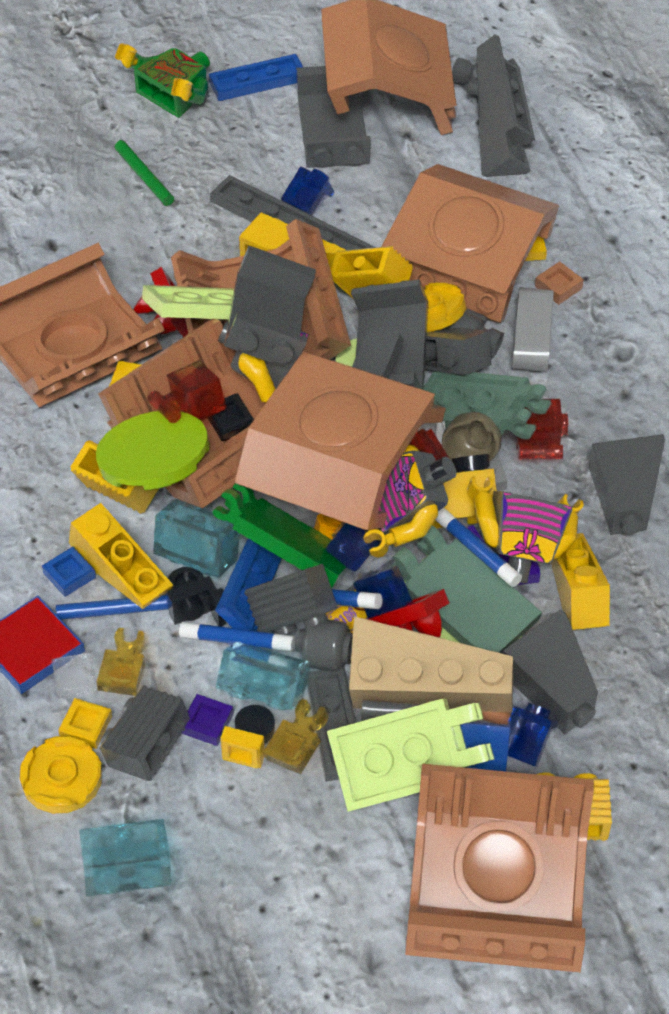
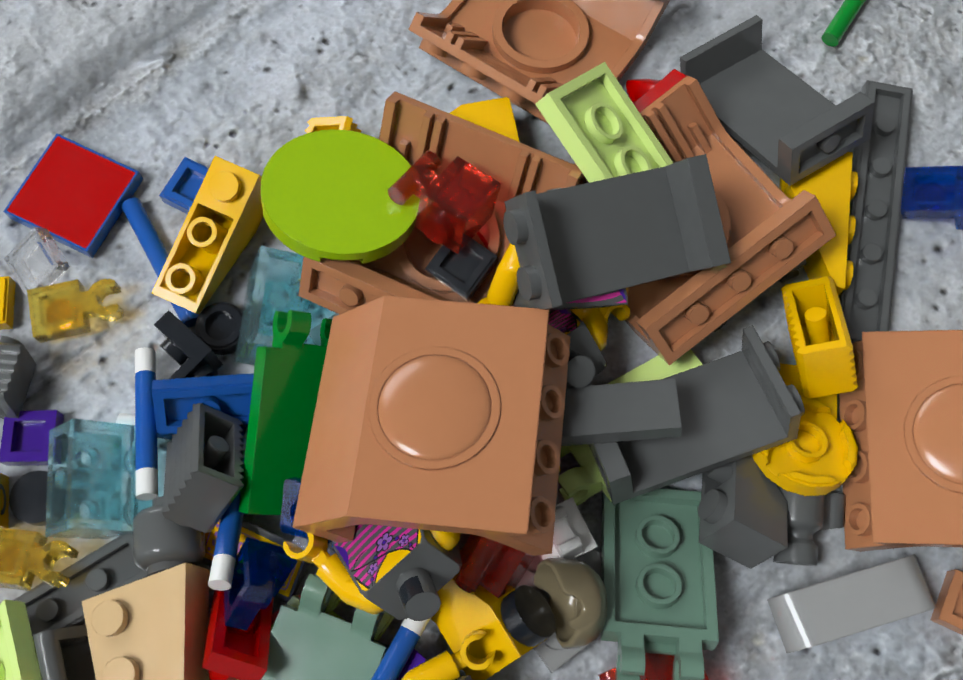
camera: 65 degrees right, 20 degrees up
(212, 236) = (772, 108): none -> dark grey panel

